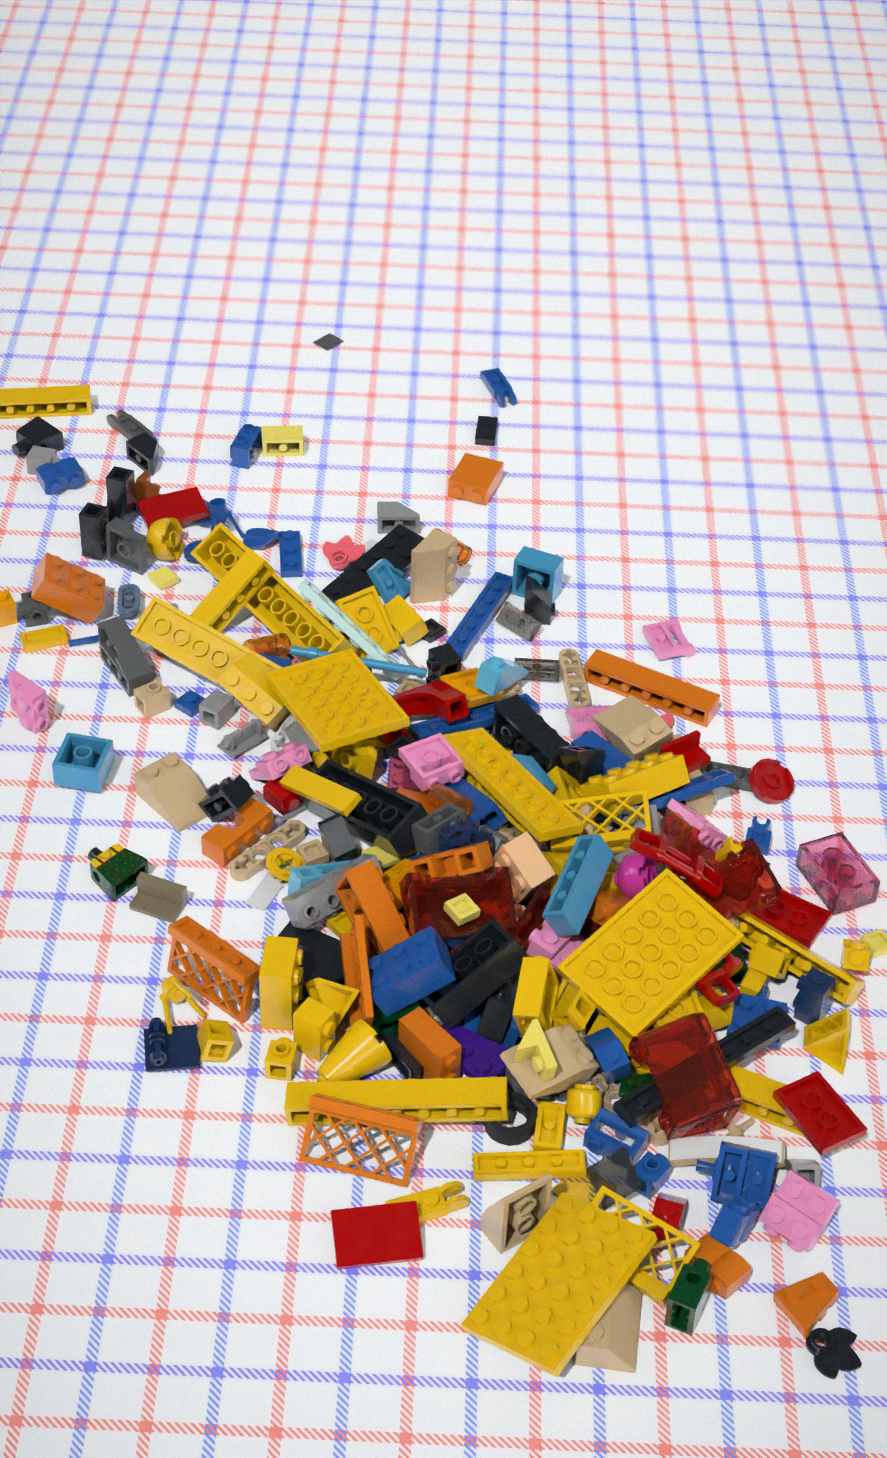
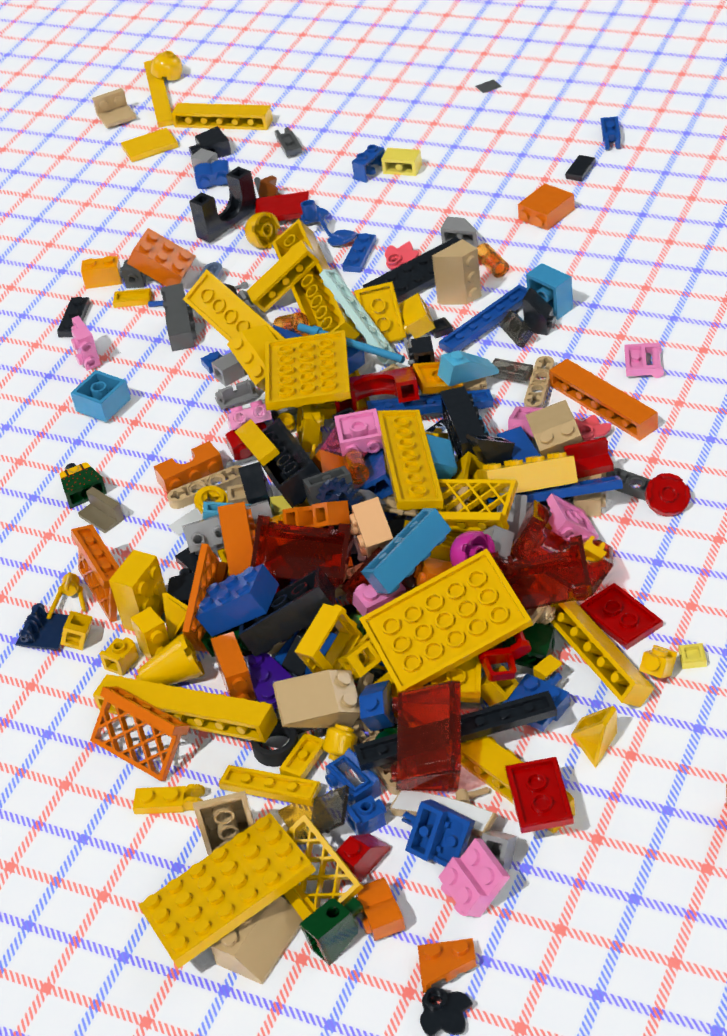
camera: 30 degrees right, 0 degrees up
(126, 546) = (225, 231): dark grey plate -> none
(143, 452) = (287, 161): black slope -> none
(152, 699) = (184, 354): tan brick -> none
(163, 578) = (248, 261): light yellow tile -> none
(171, 791) = (158, 429): tan slope -> none
(226, 797) = (189, 437): black brick -> none
(376, 1235) = (111, 814): red tile -> none
(388, 580) = (419, 281): dark azure wing -> none
(401, 1057) = (212, 672): black tile -> none
(462, 909) = (306, 556): light yellow plate -> none
(536, 1047) = (296, 682): light yellow slope -> none
(691, 867) = (497, 526): red bar -> none
(734, 1220) = (408, 872): blue brick -> none
(760, 834) = (630, 543): blue plate -> none
(769, 960) = (569, 651): yellow brick -> none
(814, 996) = (593, 689): dark blue brick -> none
(837, 873) = (682, 585): clear pink brick -> none

